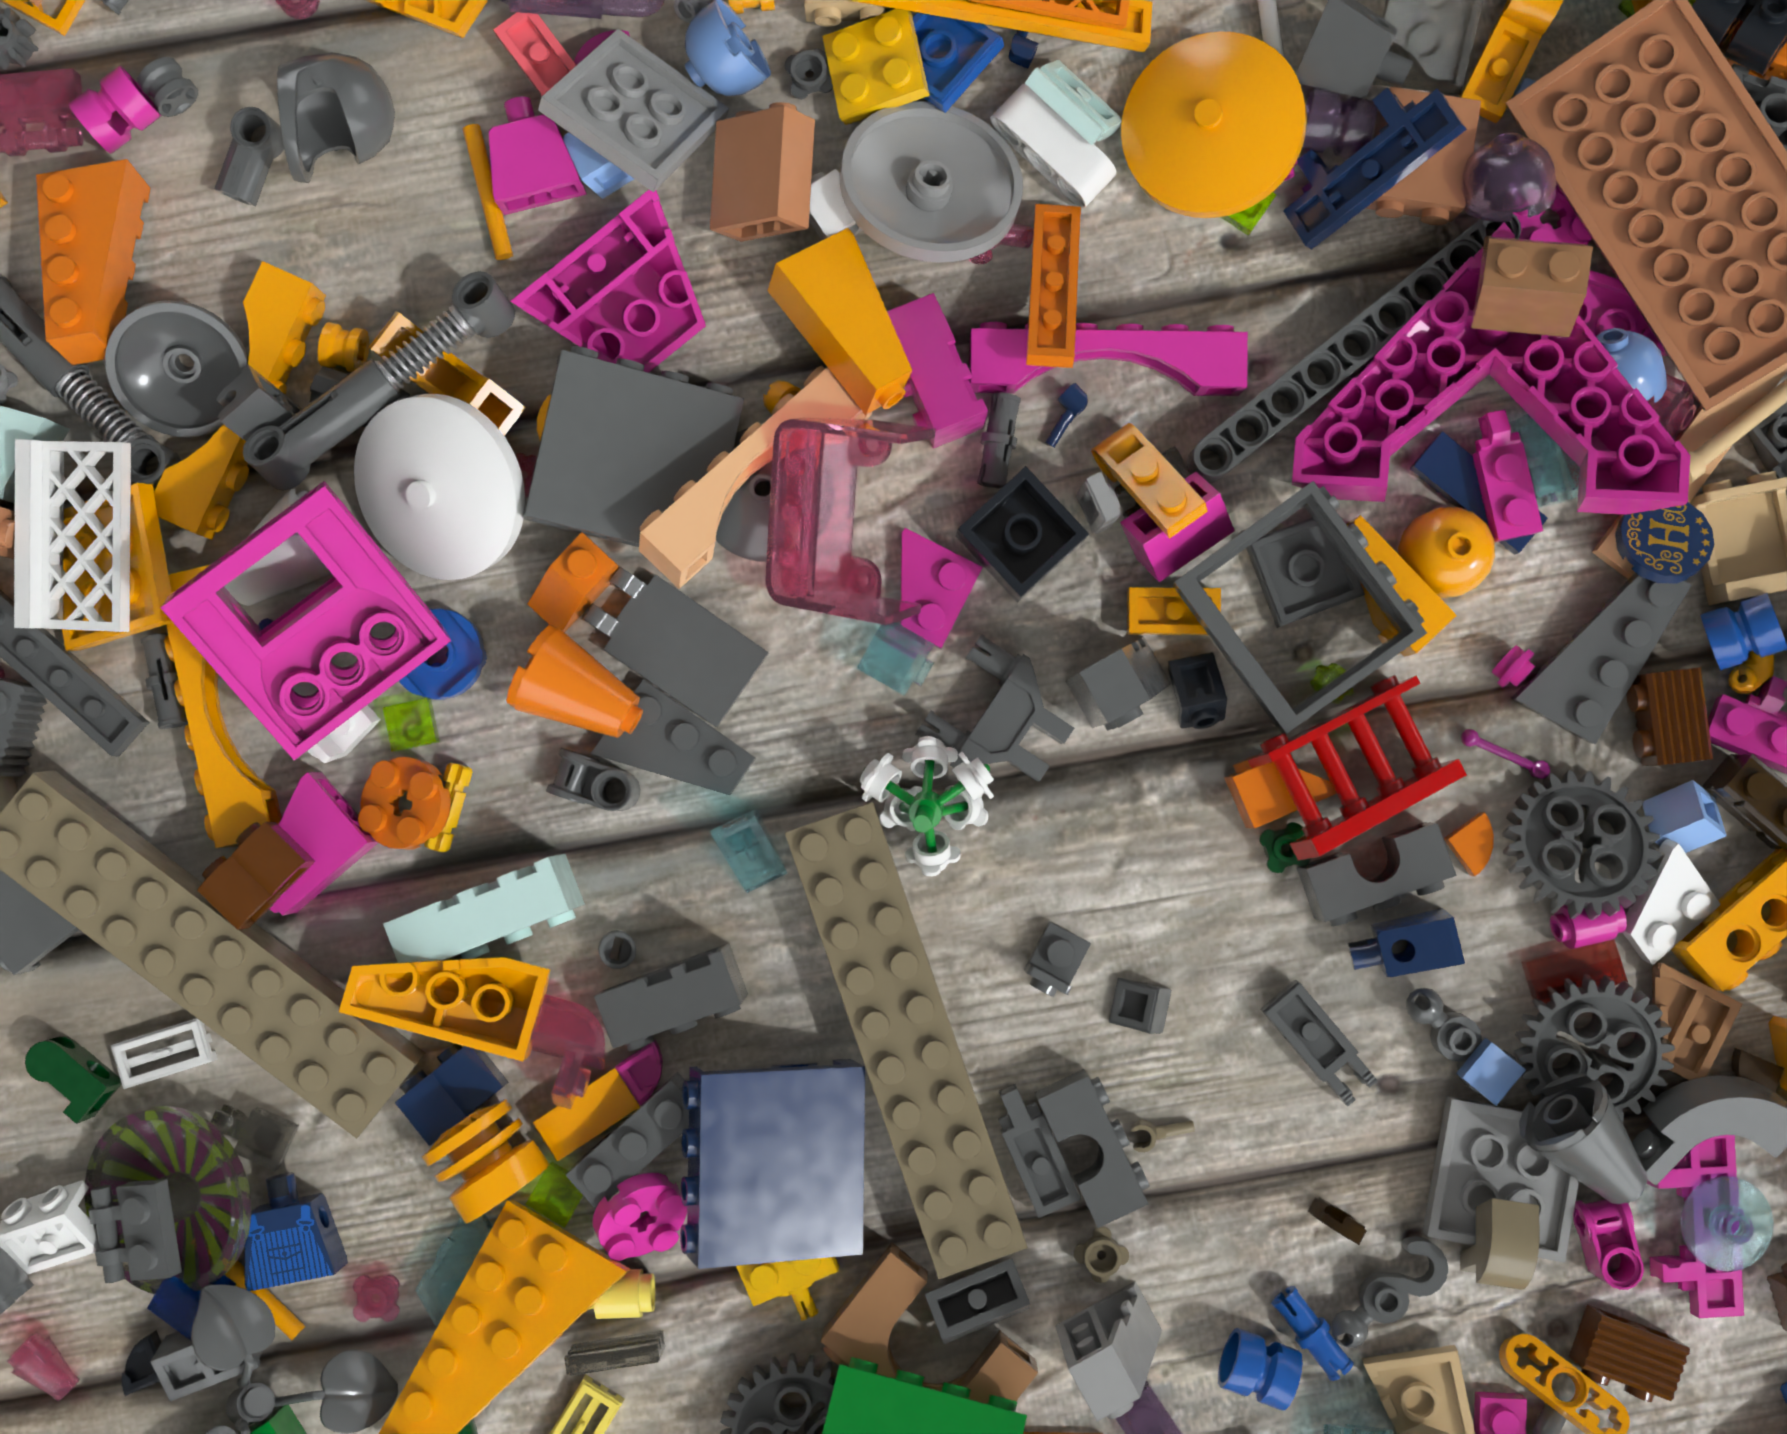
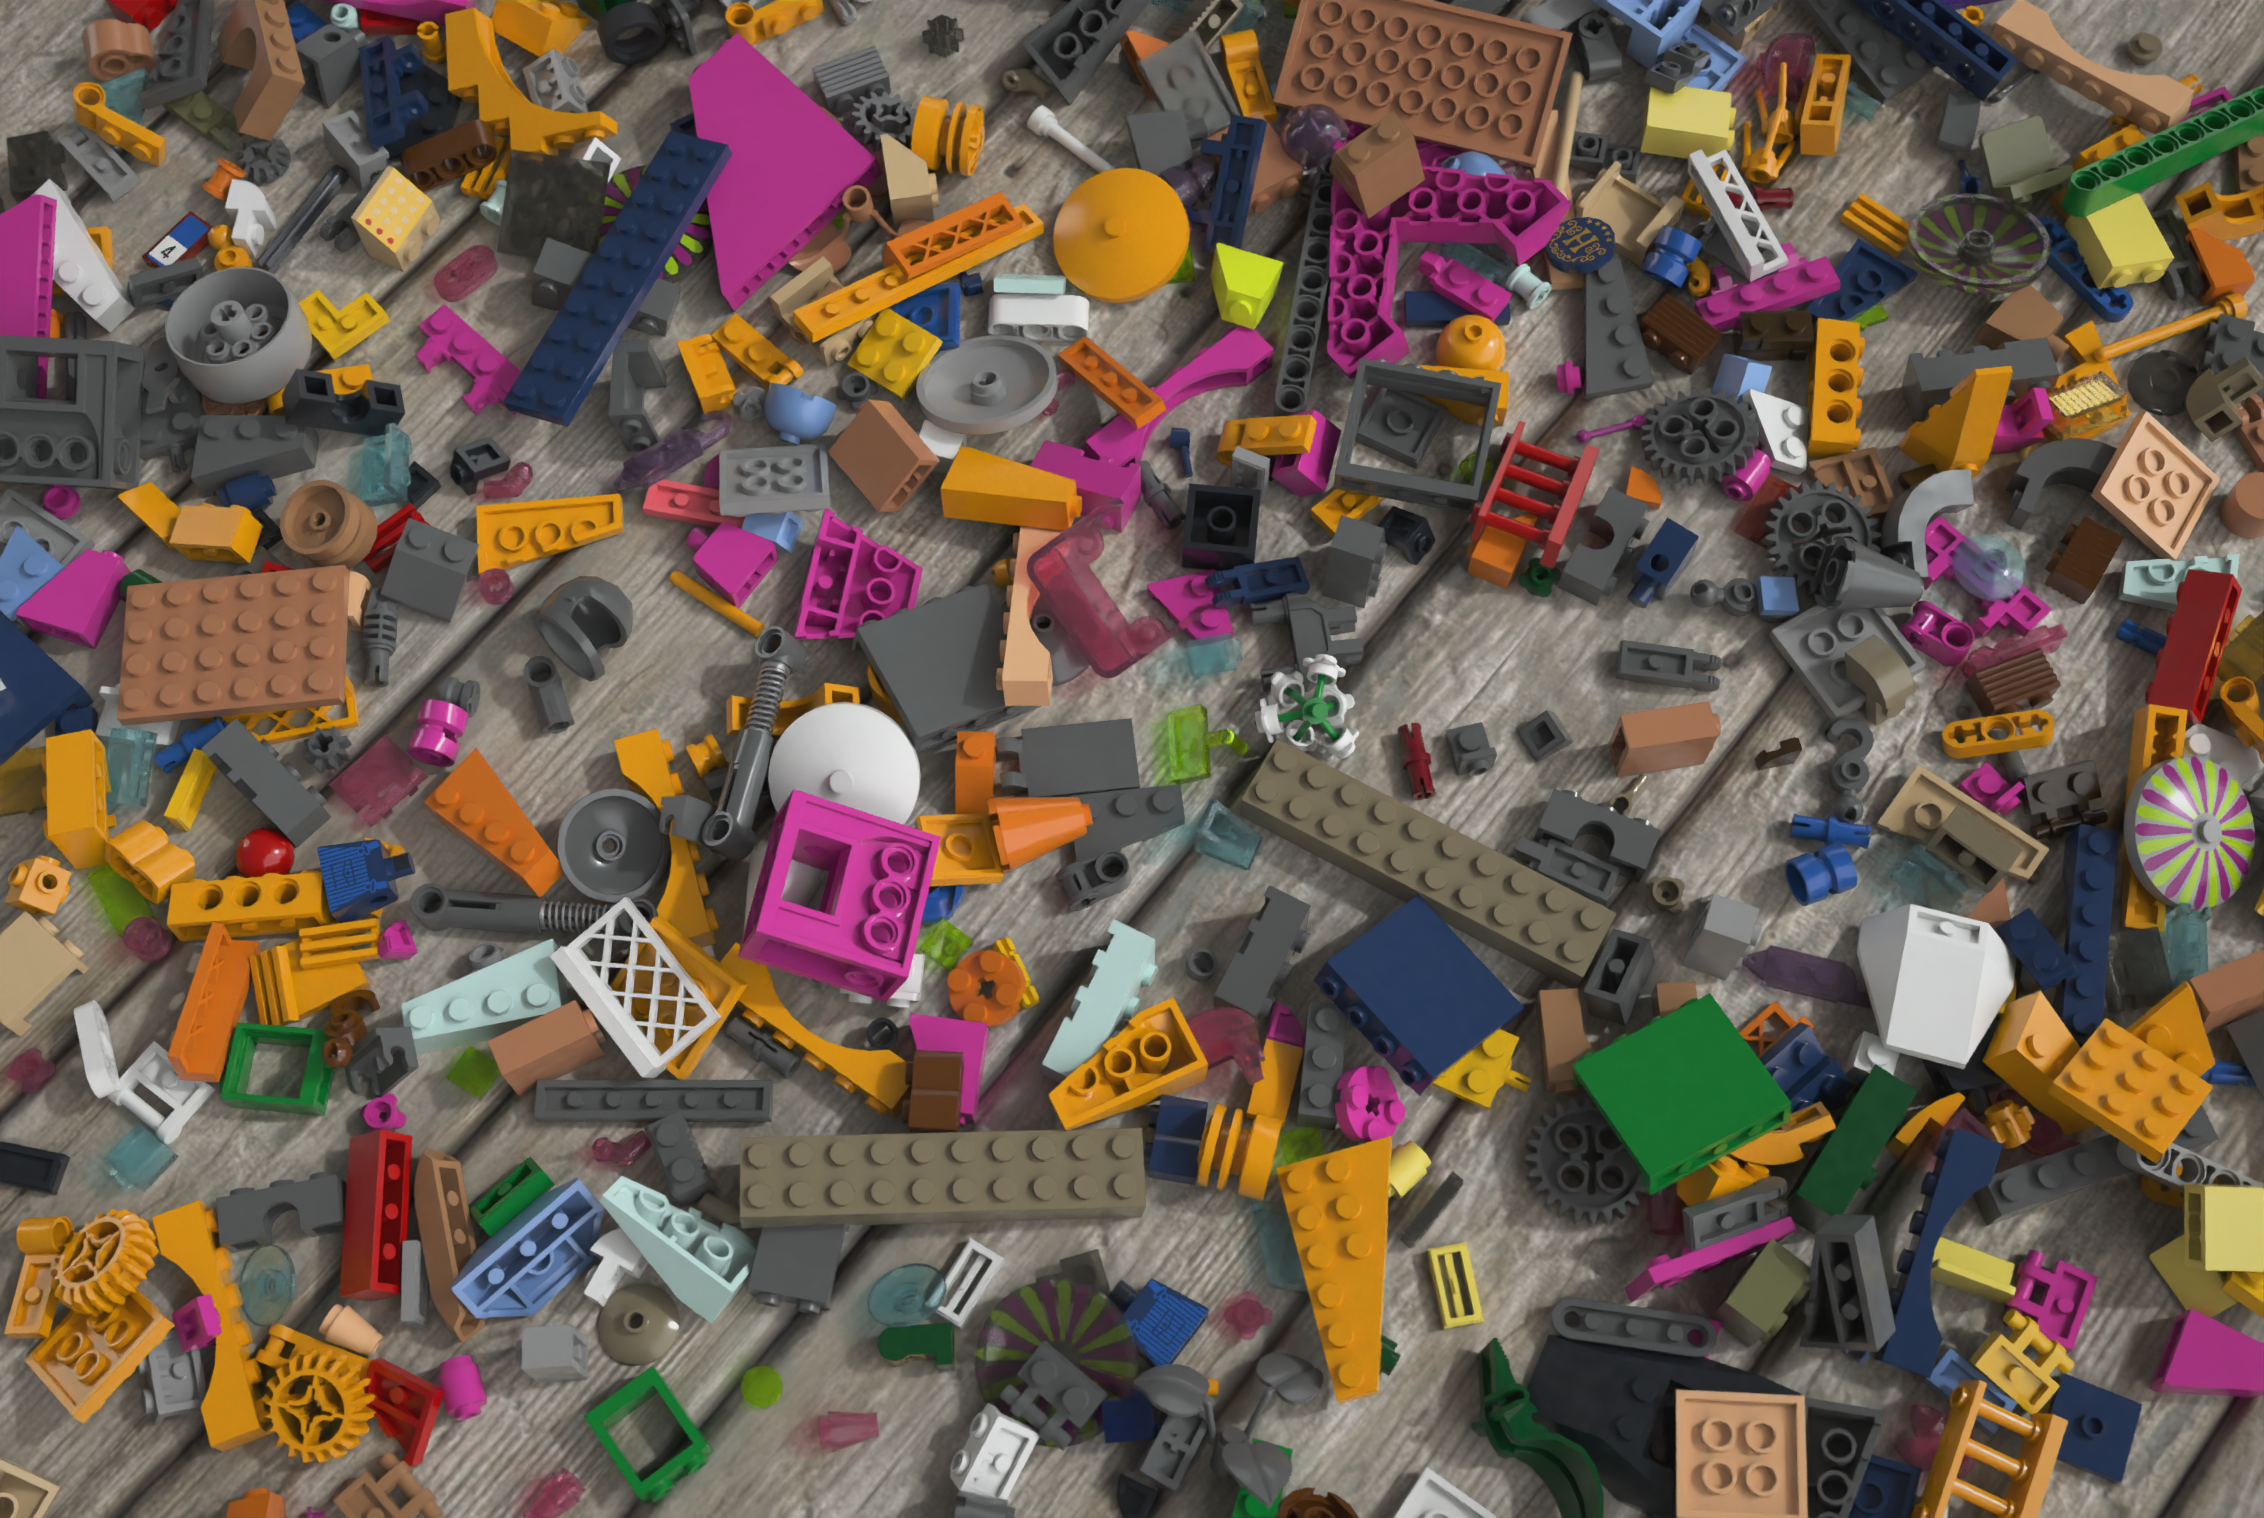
camera: 40 degrees left, 20 degrees down
(92, 1007) = (907, 1295): none -> clear light blue dish
(275, 771) = (878, 1025): none -> black hinge
(487, 644) = (965, 850): none -> light orange tile
(800, 728) = (1191, 743): none -> clear neon green plate
(994, 926) = (1416, 761): none -> dark red pin
(1011, 623) = (1259, 582): none -> dark blue hinge
(1239, 1121) = (1663, 738): none -> nougat brick
(1283, 288) = (1243, 284): none -> neon yellow slope
(1570, 534) = (1528, 286): none -> light aqua bush
(1662, 1321) = (2041, 637): none -> clear pink hinge

